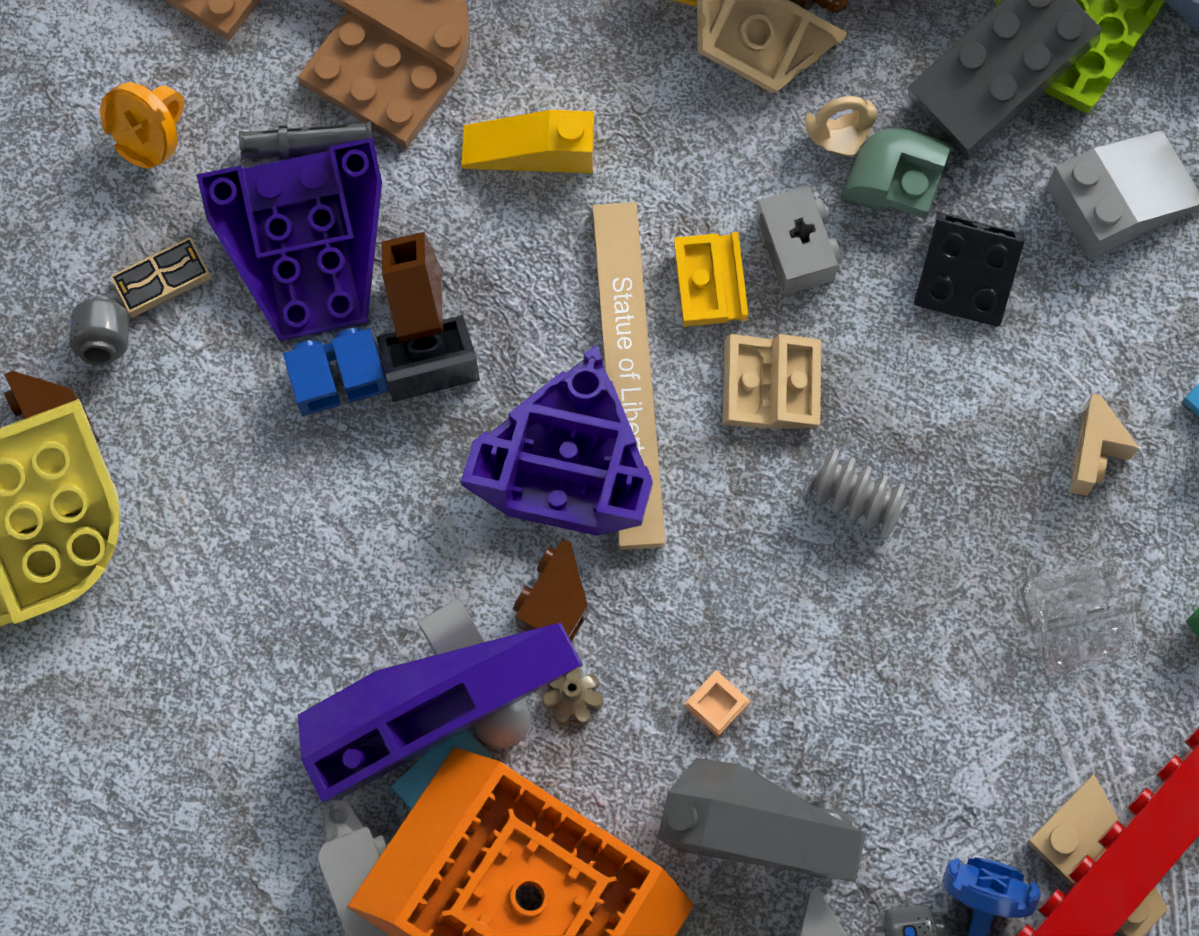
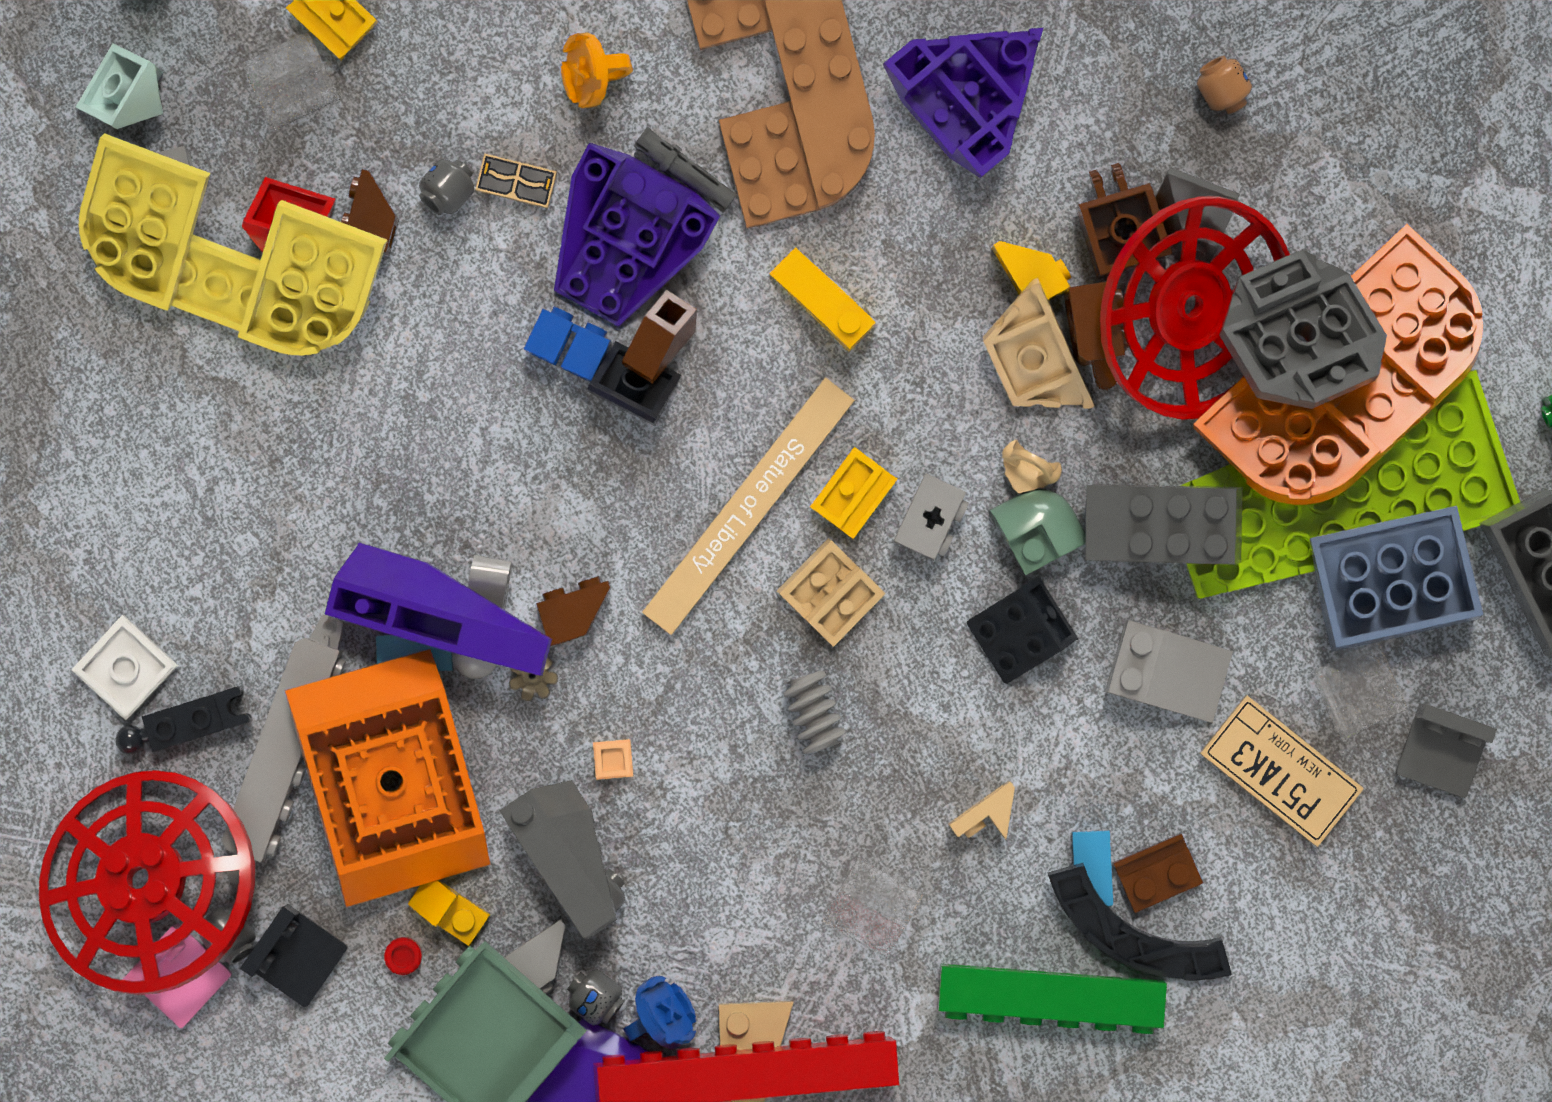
camera: 40 degrees right, 15 degrees up
(565, 457) = (657, 529): dark purple wedge -> none

